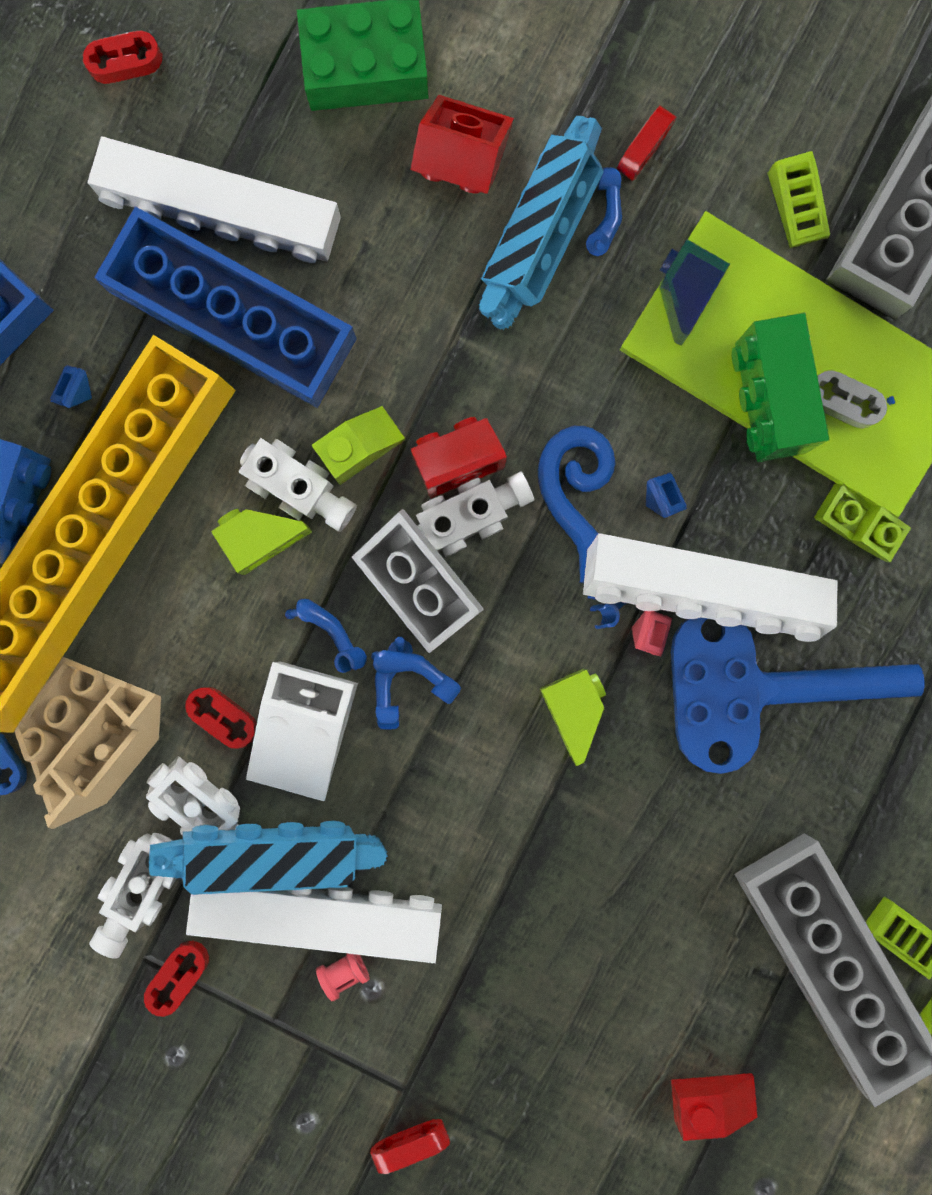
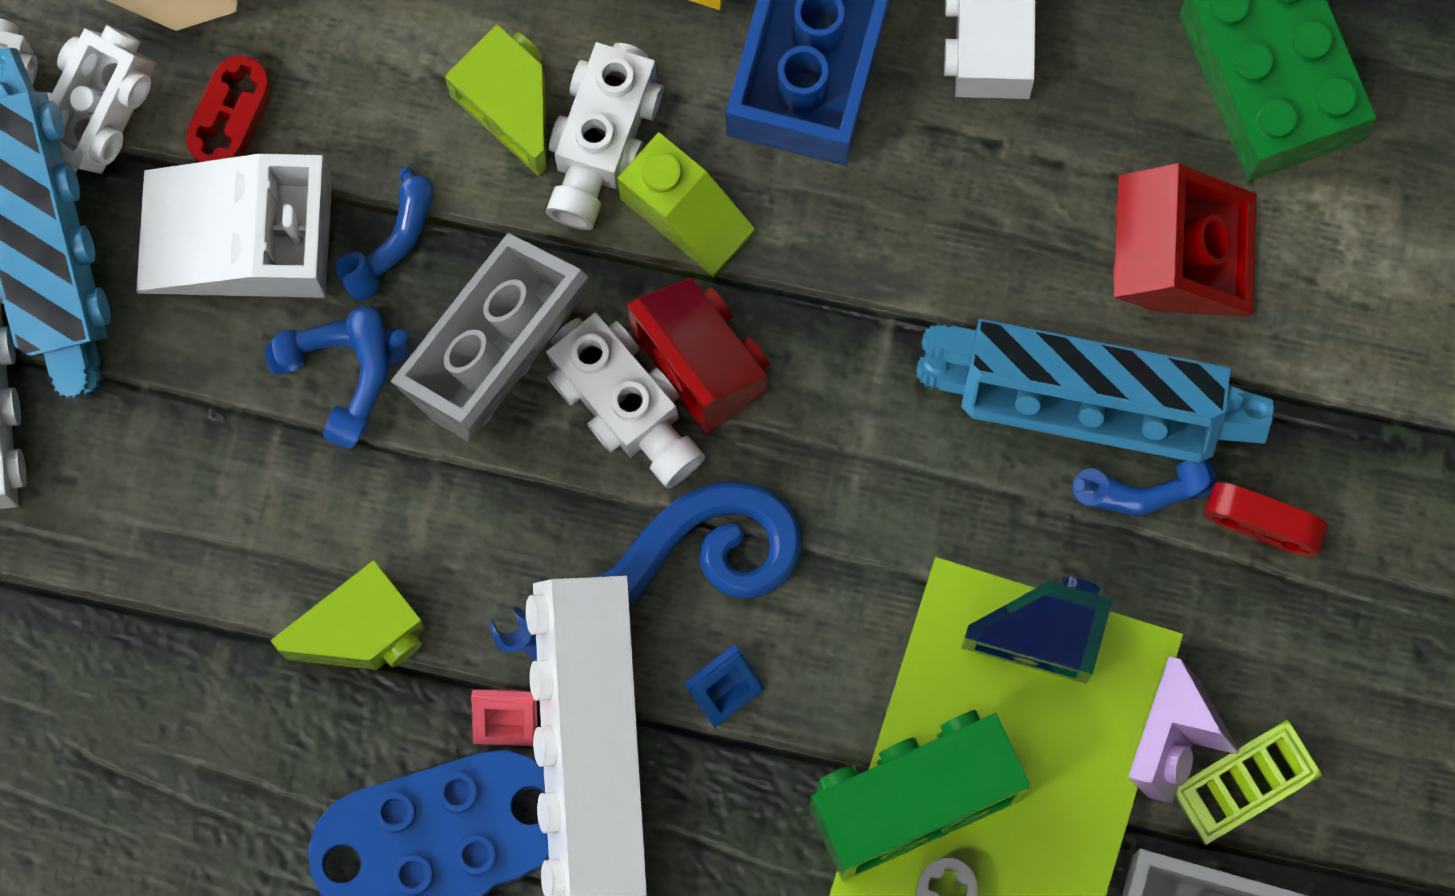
camera: 80 degrees right, 10 degrees down
(754, 224) = (1178, 718): none -> lavender slope

